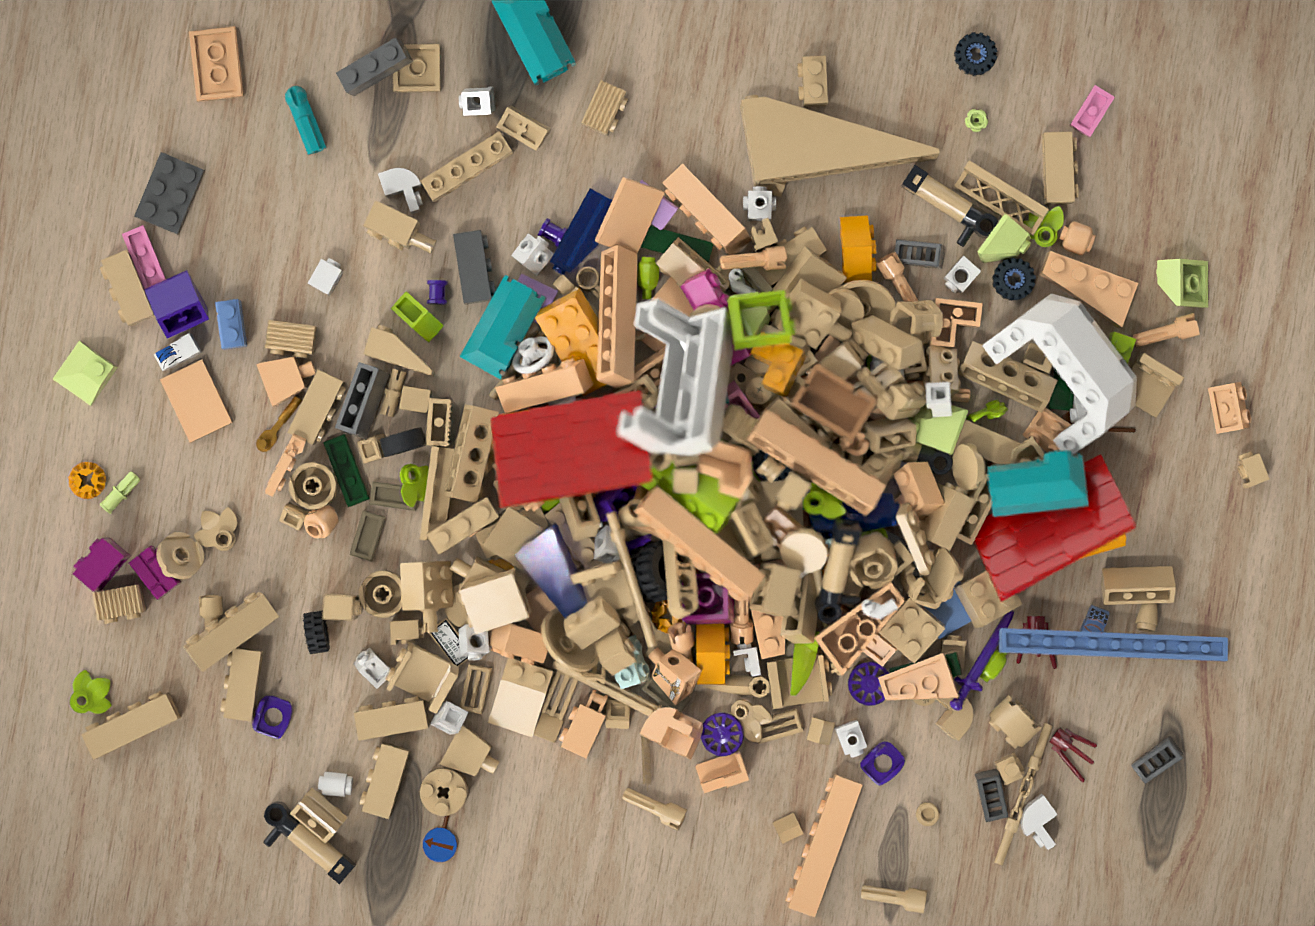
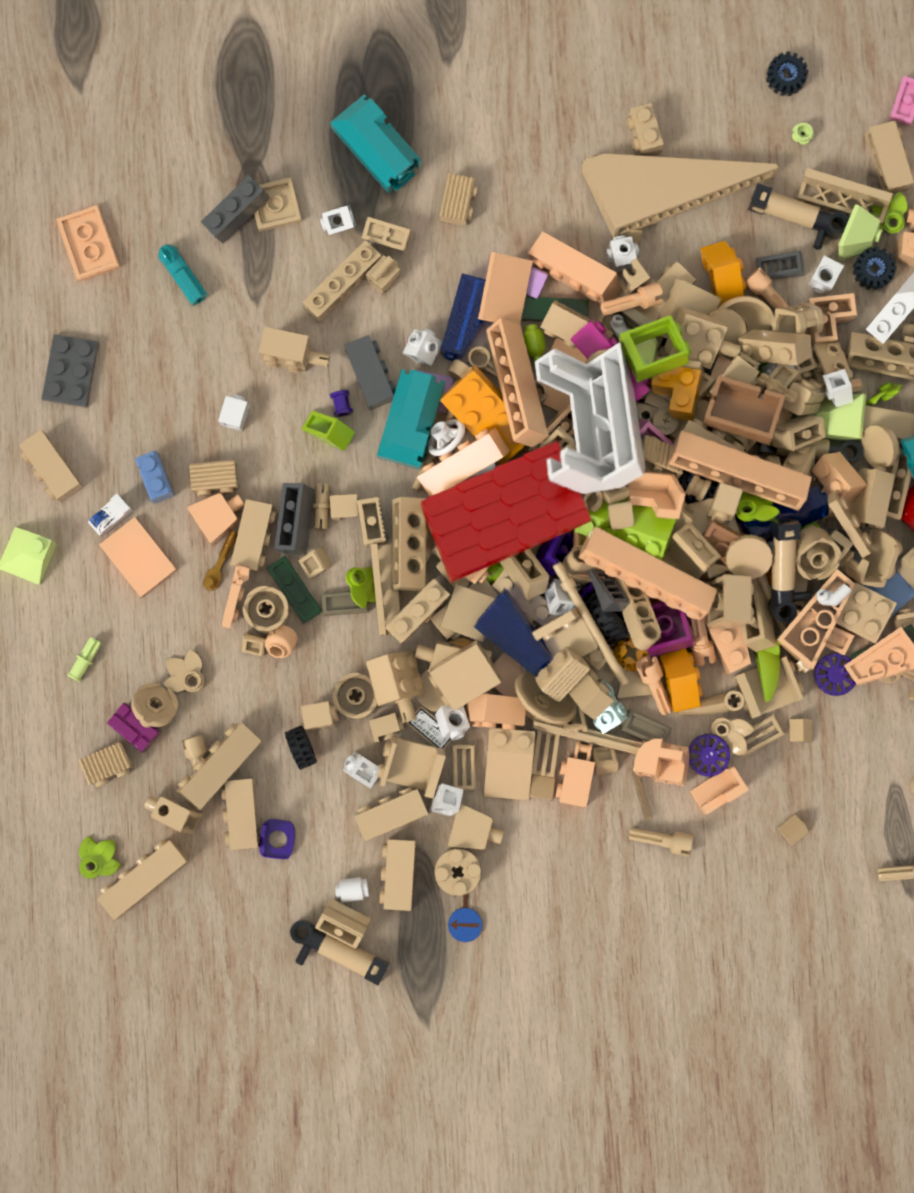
camera: 10 degrees left, 5 degrees down
(98, 480) = (61, 652): light orange gear -> none
(100, 564) = (80, 730): magenta brick -> none
(144, 256) = (62, 438): bright pink plate -> none
(177, 304) = (99, 468): dark purple slope -> none
(181, 673) = (173, 814): none -> tan torso
(367, 535) = (328, 646): dark tan tile -> none
(391, 349) = (311, 465): tan slope -> none
(399, 181) = (286, 308): white brick -> none
(402, 442) = (341, 548): black tyre -> none
(511, 168) = (383, 273): none -> tan brick
(552, 232) = (435, 323): dark purple bush -> none
(652, 563) = (610, 601): none -> dark grey slope
(674, 674) = (651, 707): light nougat torso -> none
(752, 662) = (720, 680): white bracket -> none
(824, 845) = (832, 838): light nougat brick -> none
(847, 730) = (824, 727): white brick -> none
(856, 448) = (768, 451): light nougat piece -> none
(888, 749) = (881, 745): dark purple piece -> none

